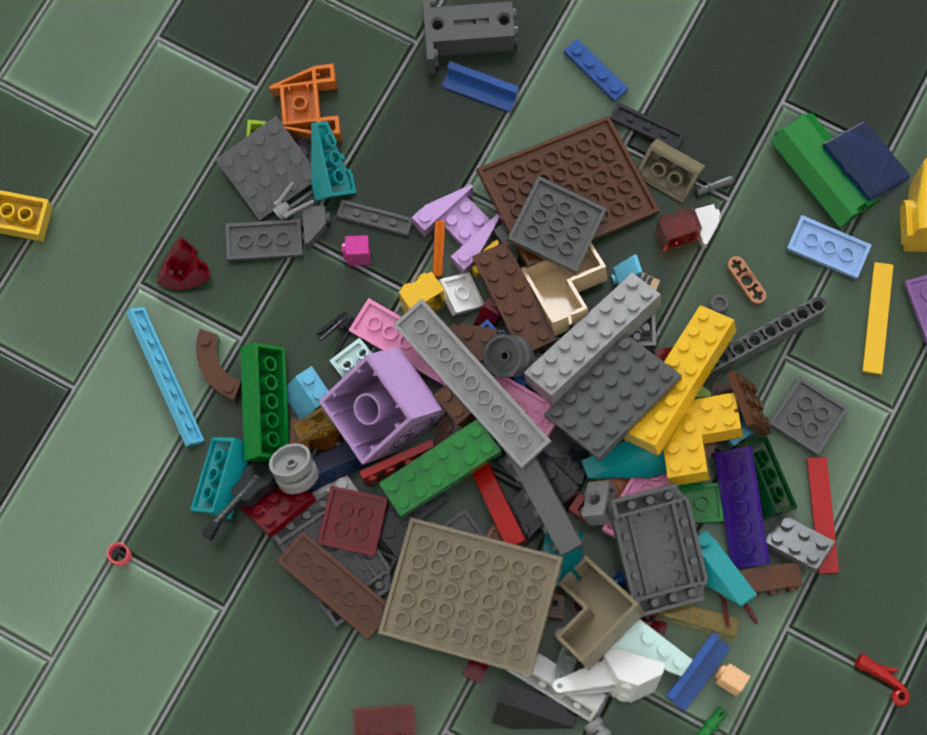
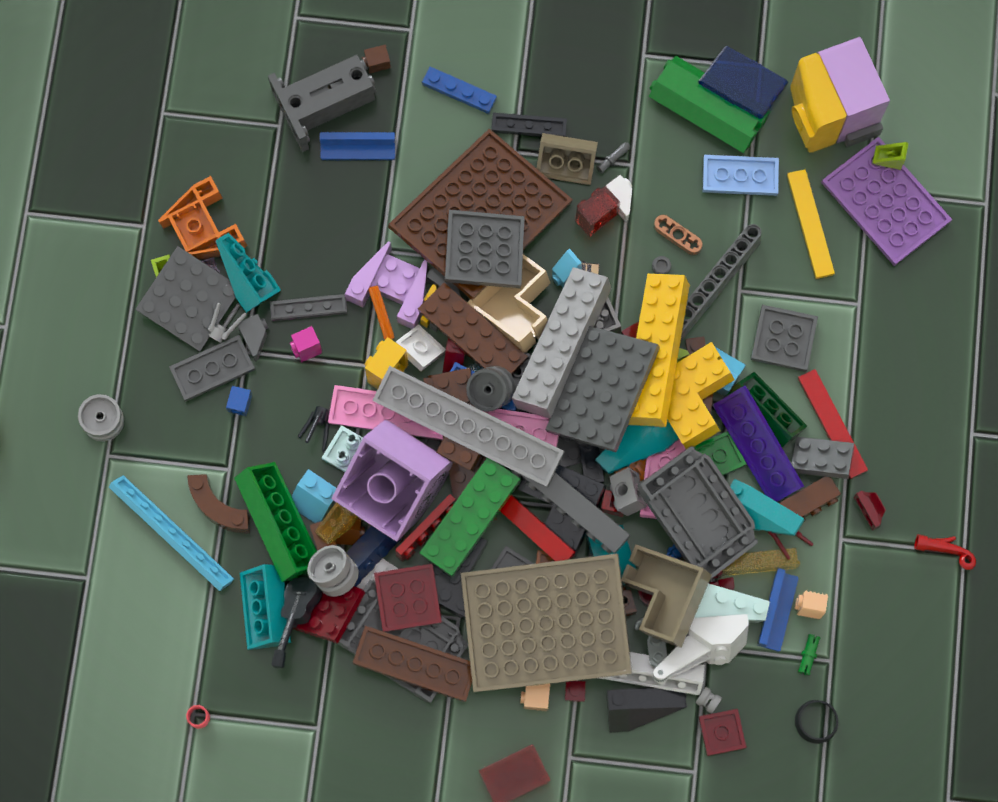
camera: 25 degrees left, 0 degrees up
(144, 246) = (110, 412): none -> light grey wheel
(182, 267) = (145, 424): dark red brick -> none
(276, 279) = (239, 401): none -> blue panel
(436, 661) = (536, 697): none -> light nougat brick
(530, 13) = (376, 59): none -> reddish brown brick
(749, 404) = (730, 349): reddish brown plate -> none
(827, 609) = (871, 508): none -> dark red slope

